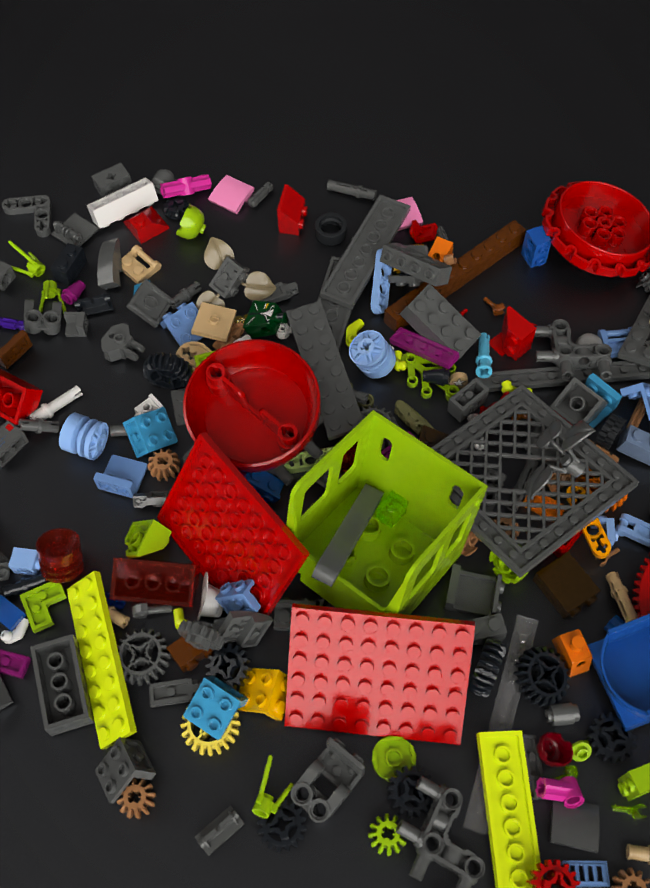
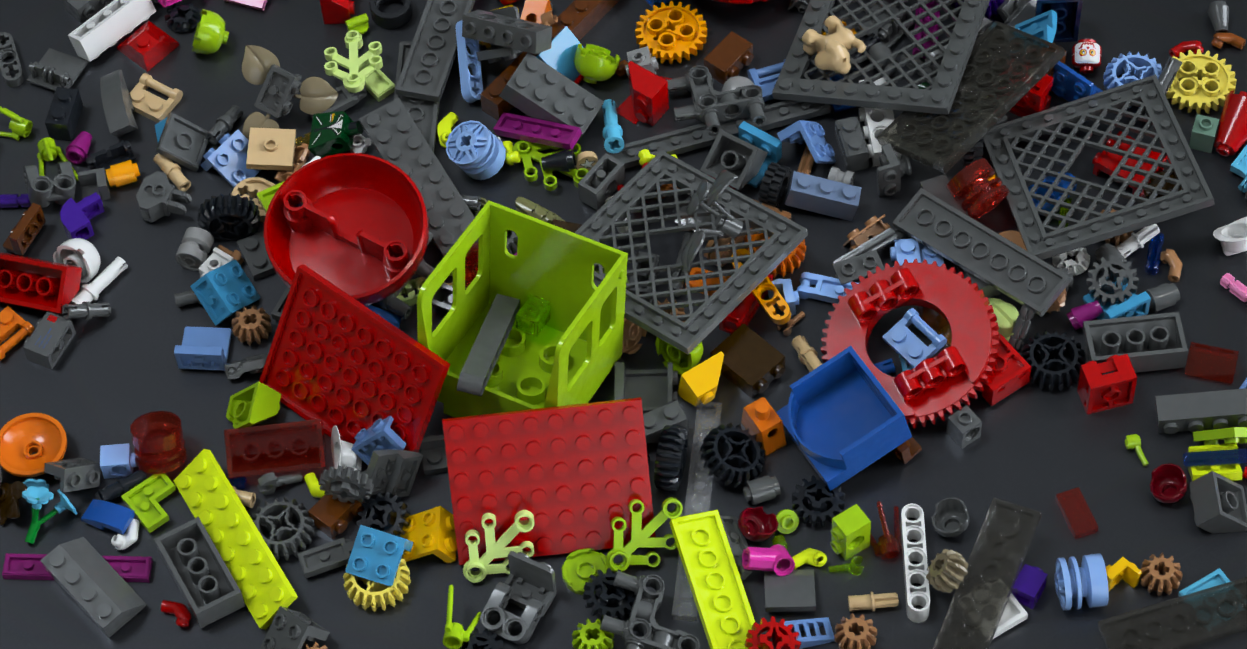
camera: 10 degrees left, 5 degrees down
(36, 713) = (179, 610): none -> red arm
(47, 379) = (79, 253): none -> white cylinder
(53, 347) = (77, 216): none -> dark purple brick
(83, 436) = (147, 310): light blue wheel -> none
(99, 319) = (122, 173): none -> light orange brick
(136, 390) = (194, 248): none -> light grey wheel
(137, 326) = (173, 172): none -> tan pin
(165, 402) = (236, 254): none -> medium nougat hand
(292, 279) = (354, 80): none -> yellowish green plant
(299, 735) = (495, 548): none -> yellowish green plant
(303, 237) = (358, 23): none -> lime plate
(306, 282) = (378, 84): none -> yellowish green tile
(449, 741) = (641, 538): none -> lime plant
(458, 290) = (562, 53): none -> slope
(479, 301) = (595, 63): none -> lime cylinder
(517, 304) = (643, 58): none -> light grey brick
(526, 601) = (701, 381): none -> yellow slope
(542, 288) = (671, 32): none -> light orange gear
(586, 317) = (729, 57): none -> reddish brown brick
(597, 792) = (810, 557): none -> neon yellow arm

